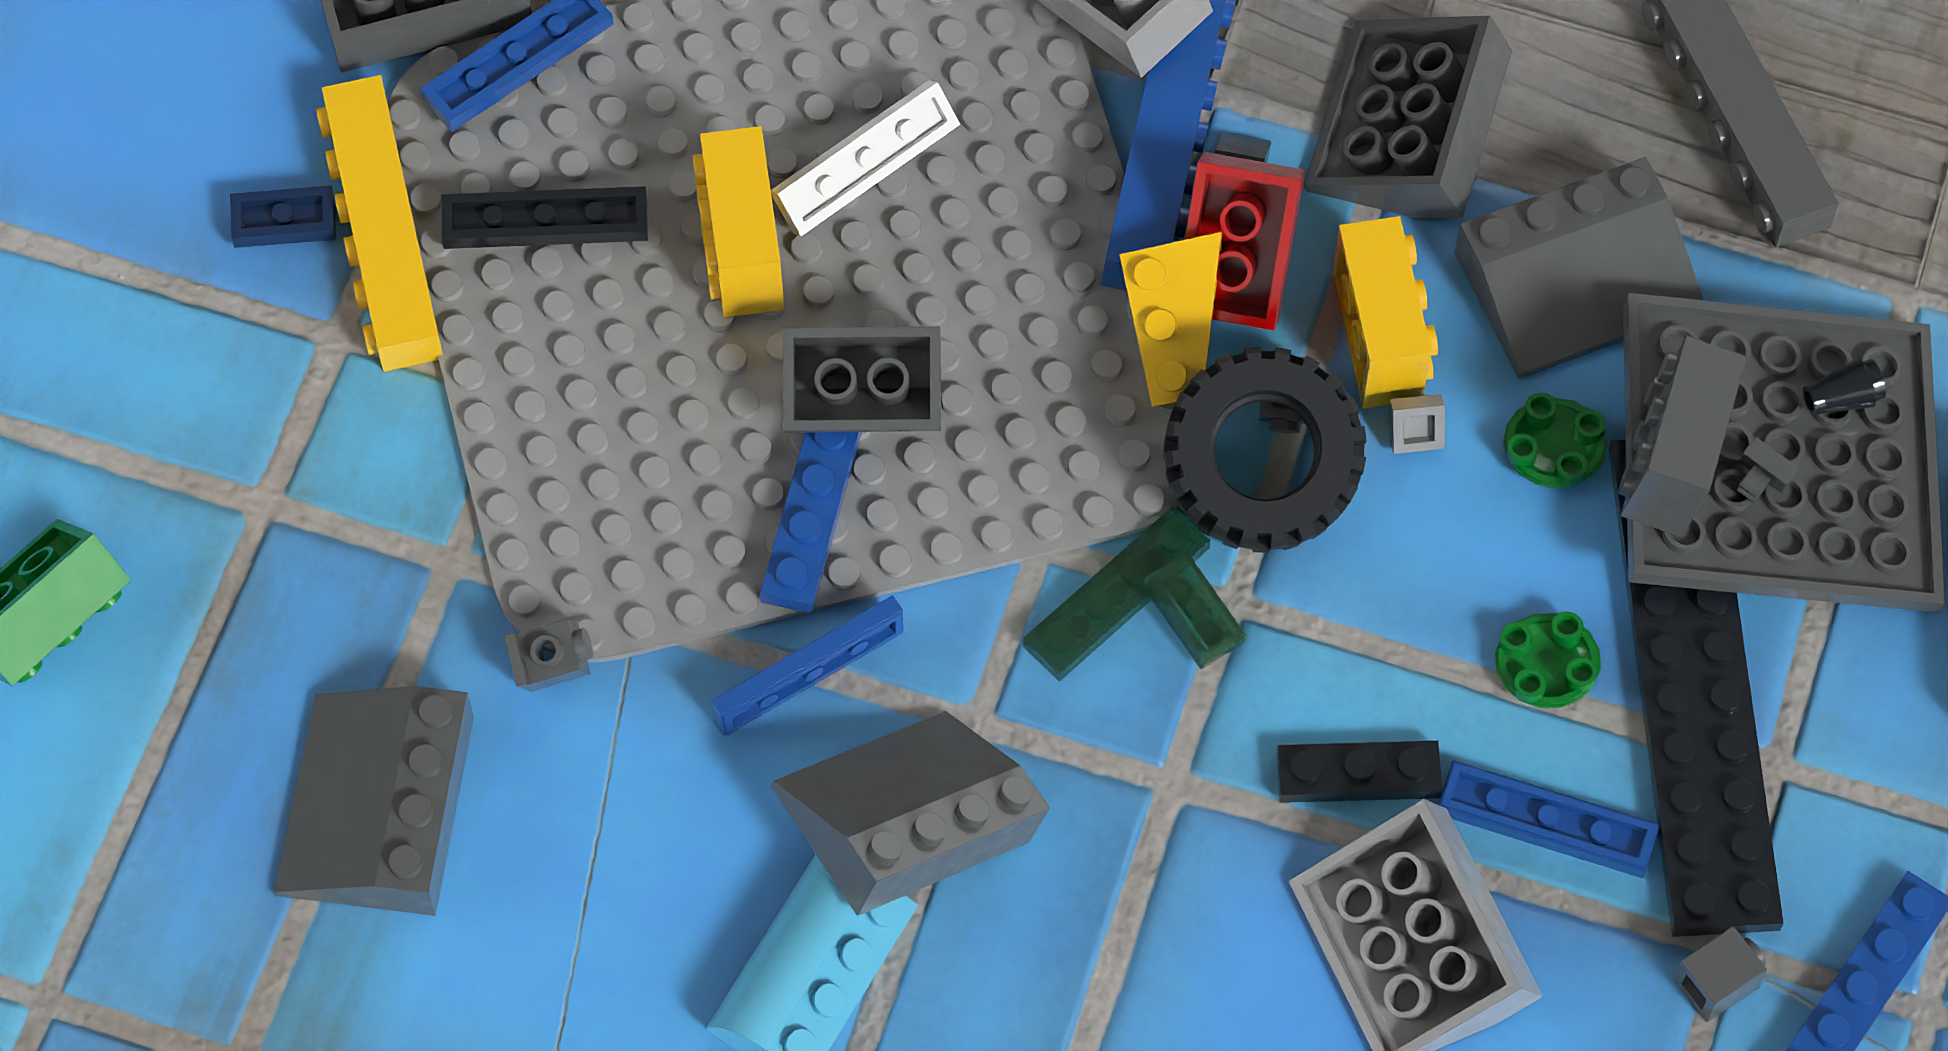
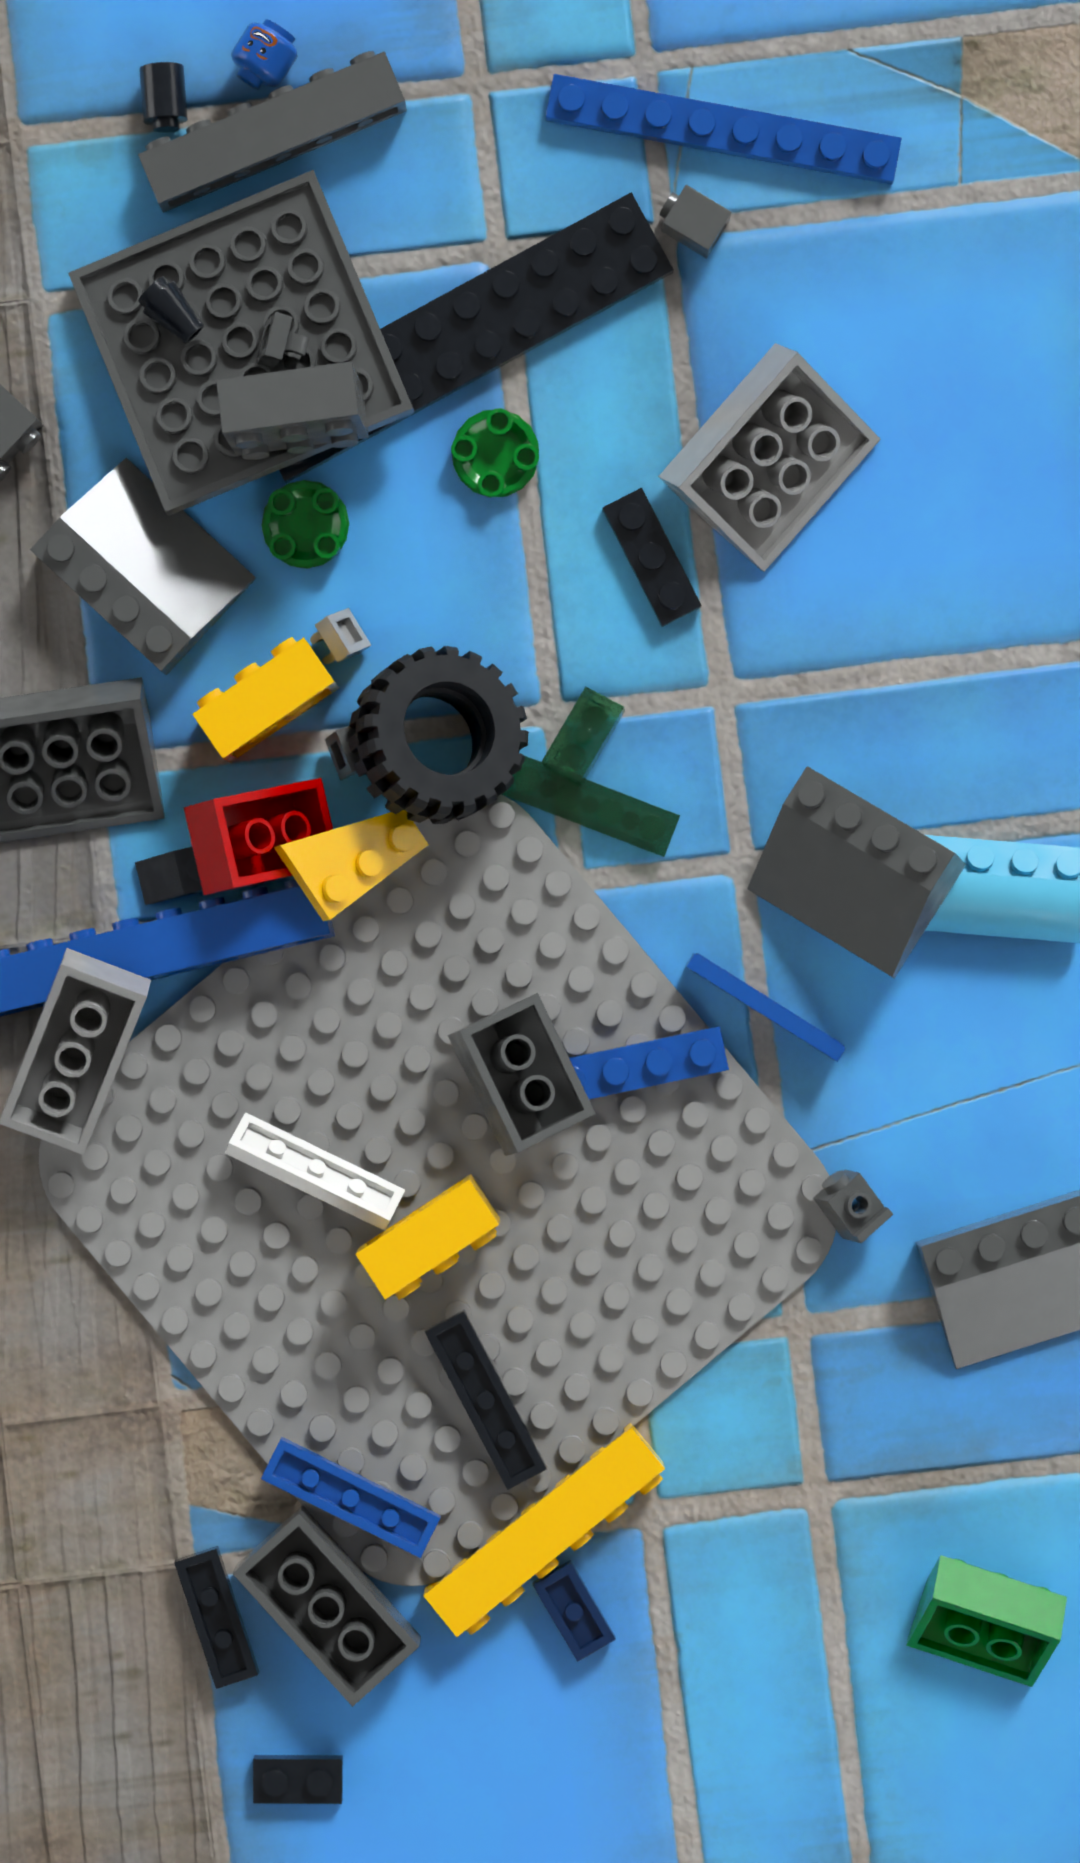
camera: 115 degrees left, 25 degrees up
(1548, 819) = (624, 401): blue tile -> none

